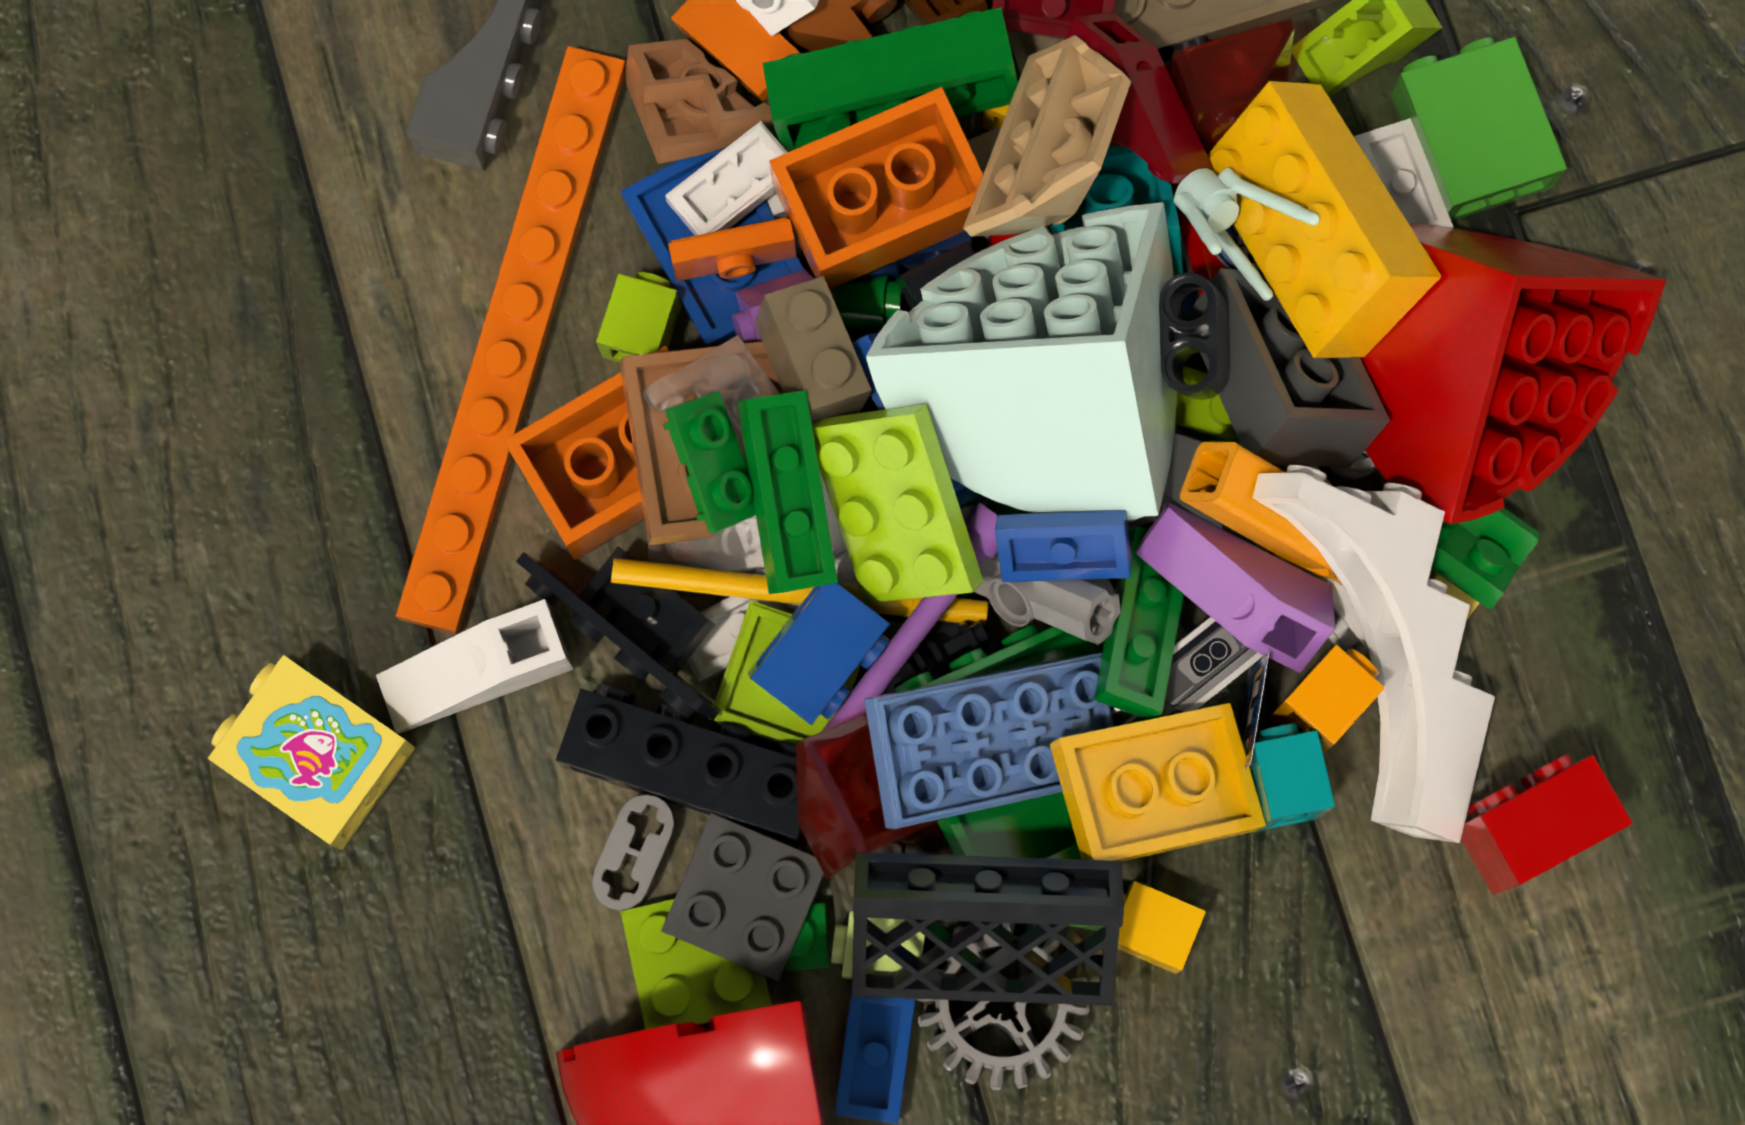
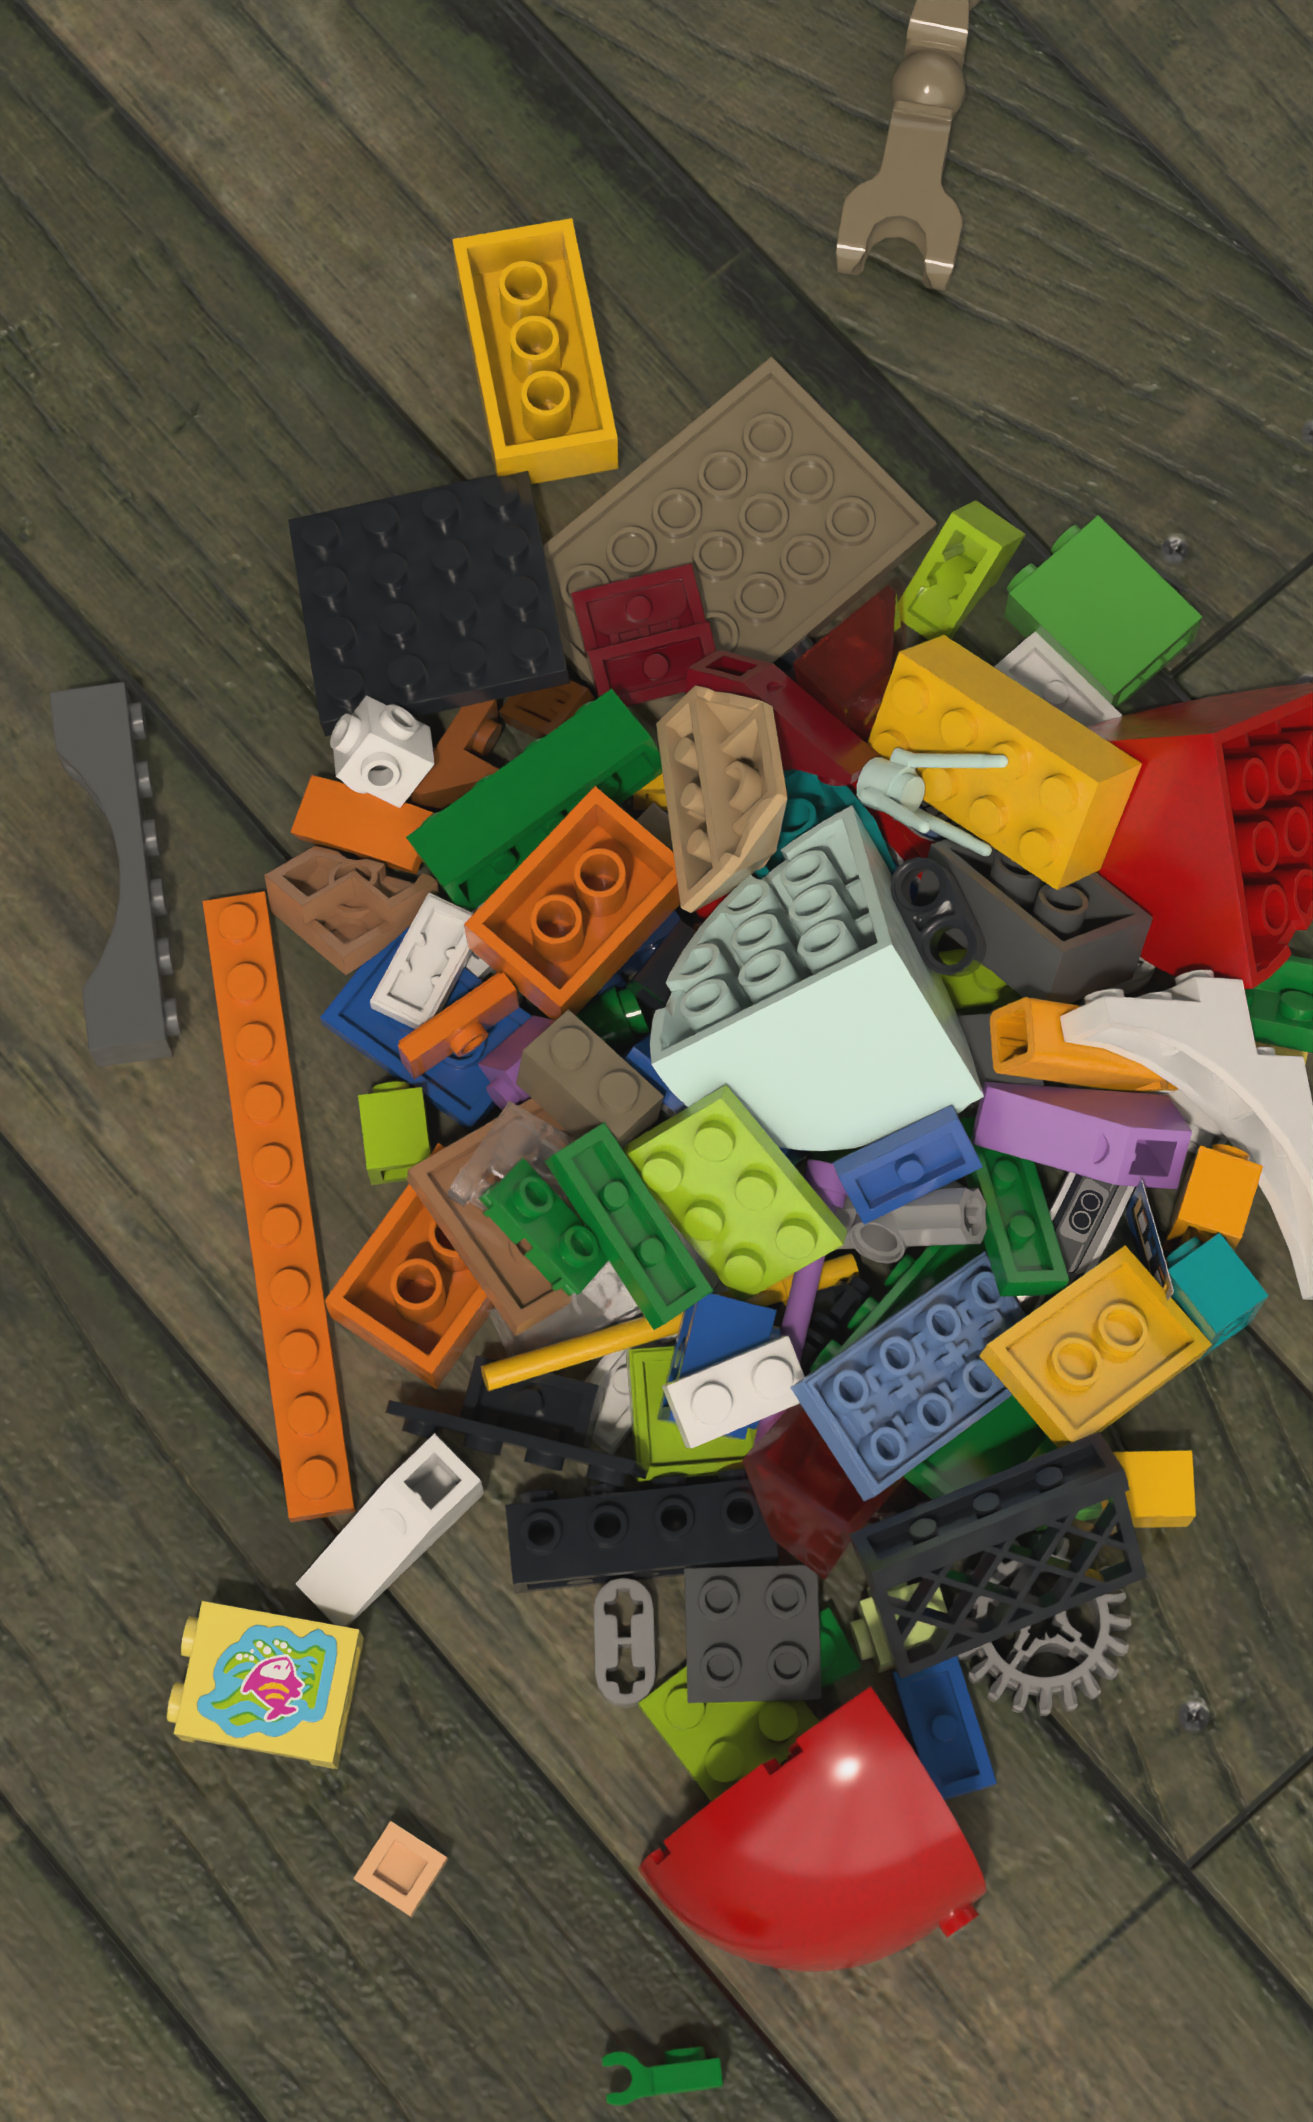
camera: 25 degrees left, 5 degrees down
(352, 961) = (401, 1869): none -> light nougat plate
(818, 679) = (734, 1391): none -> white plate

